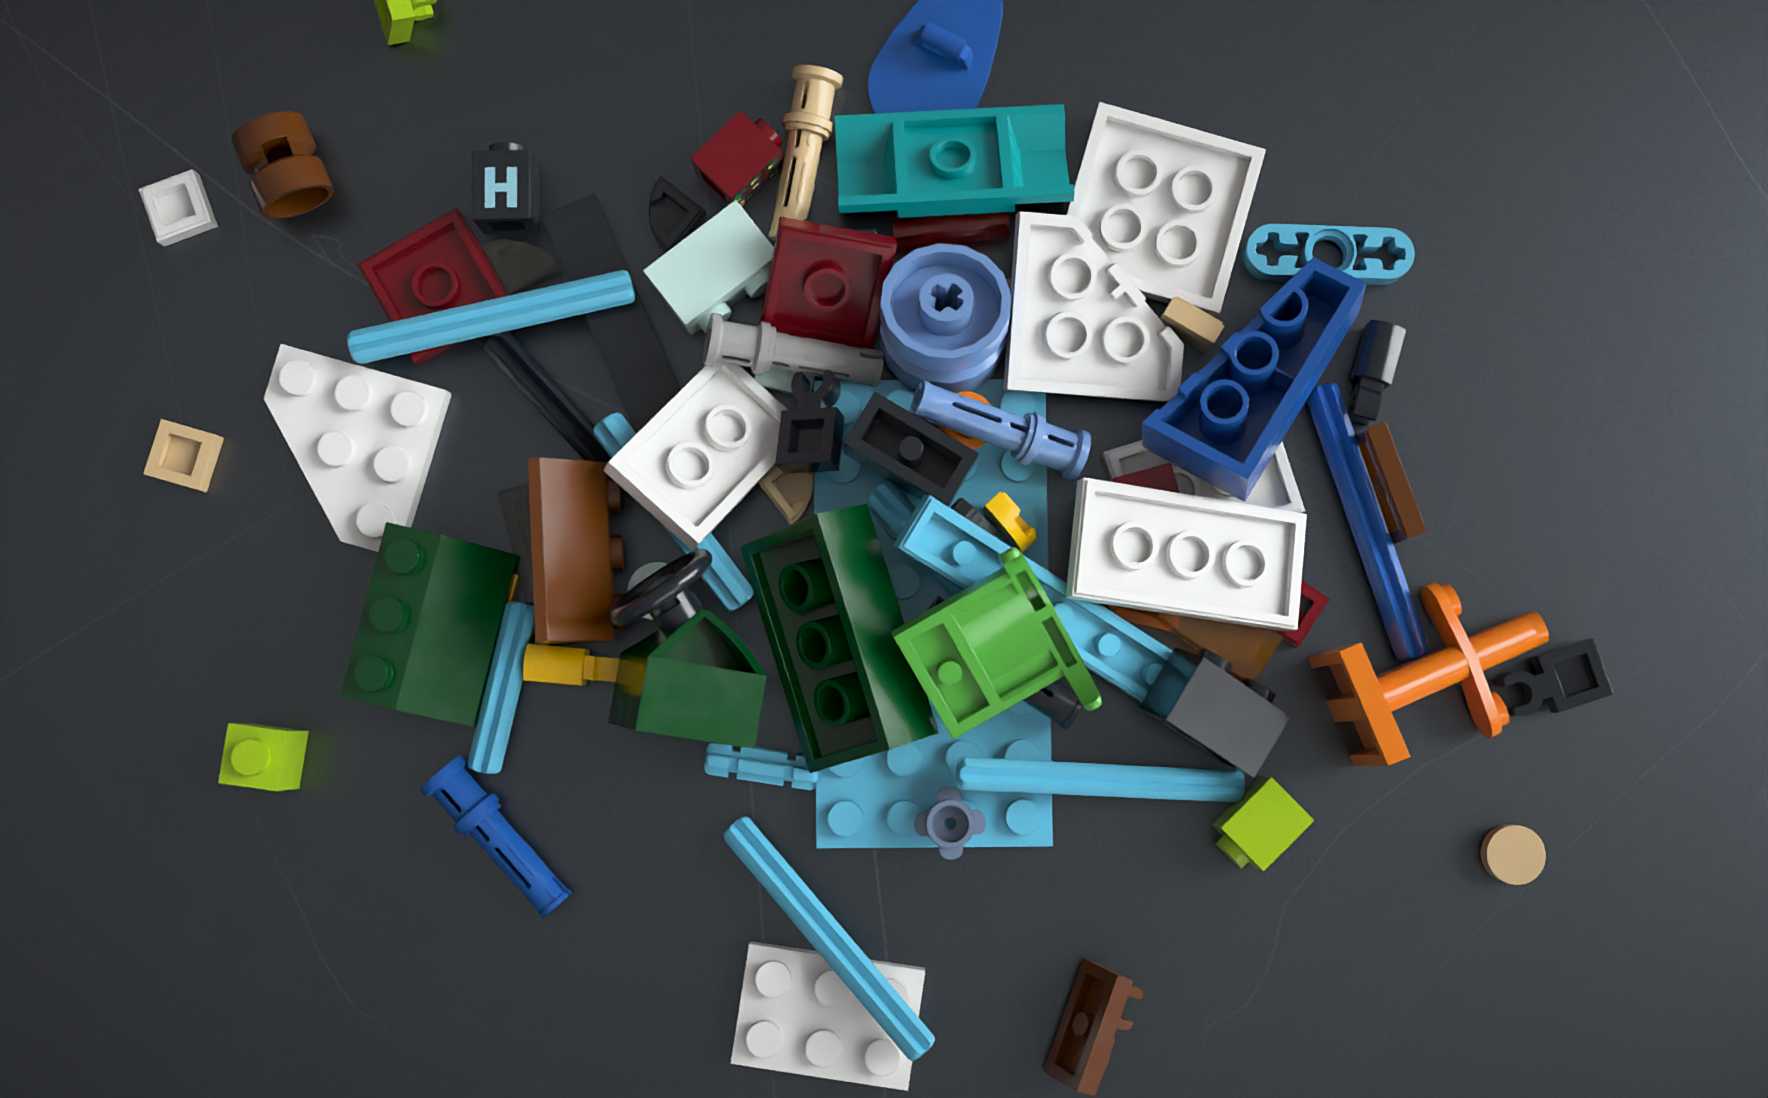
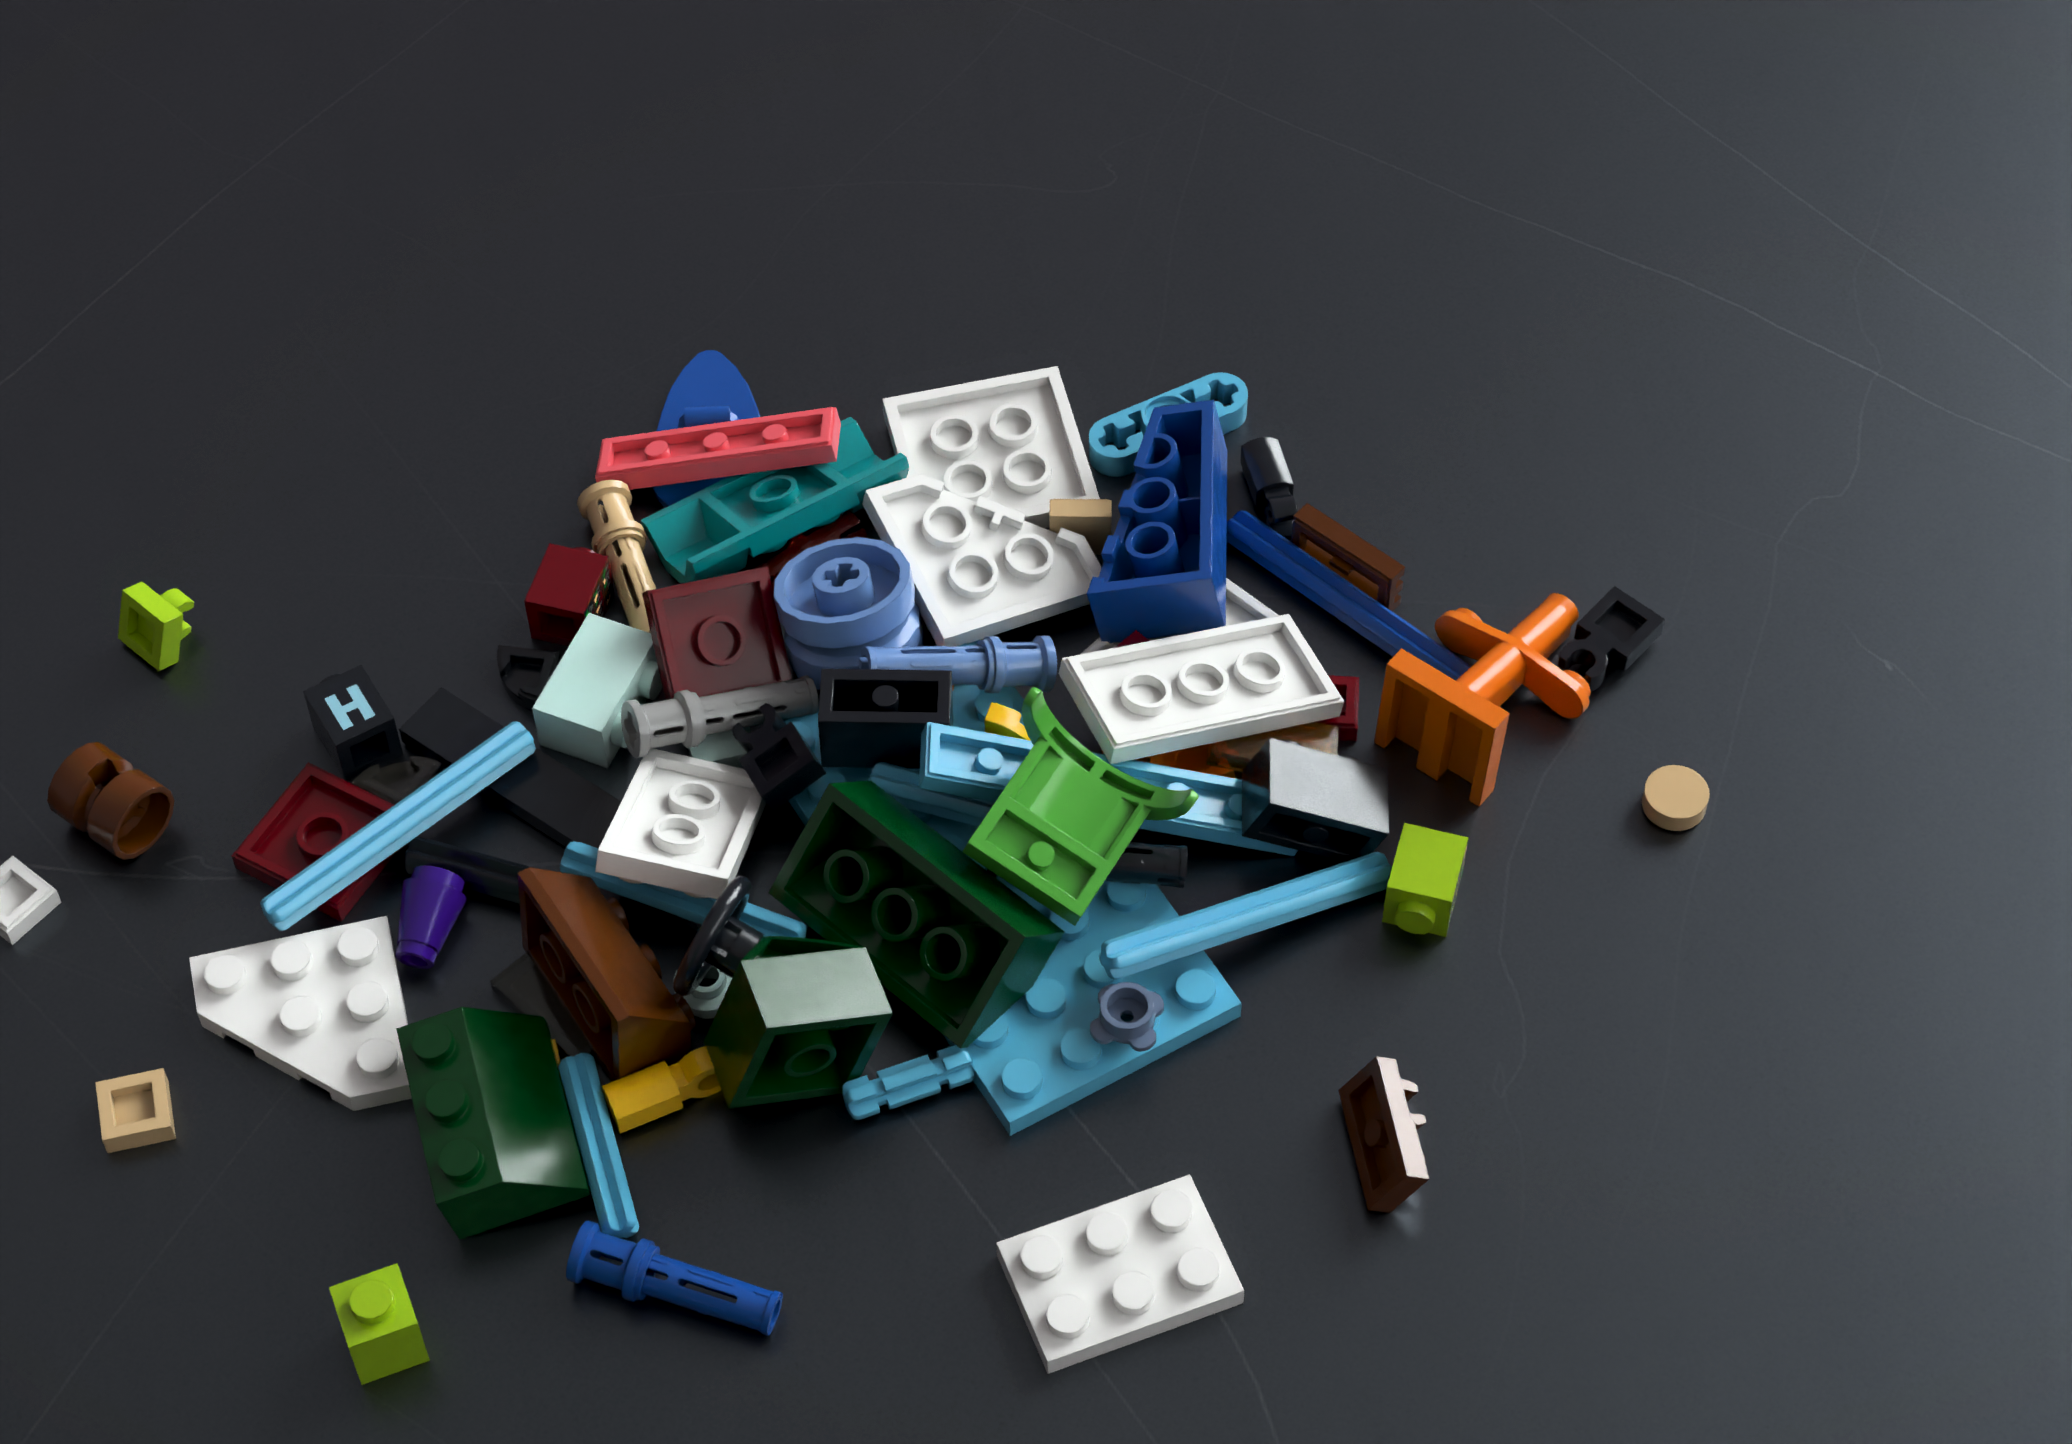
camera: 30 degrees left, 30 degrees down
(477, 407) = (427, 914): none -> dark purple cone
(789, 492) = (777, 834): tan tile -> none
(829, 938) = (1073, 1182): medium azure axle -> none
(934, 82) = (721, 449): none -> coral tile

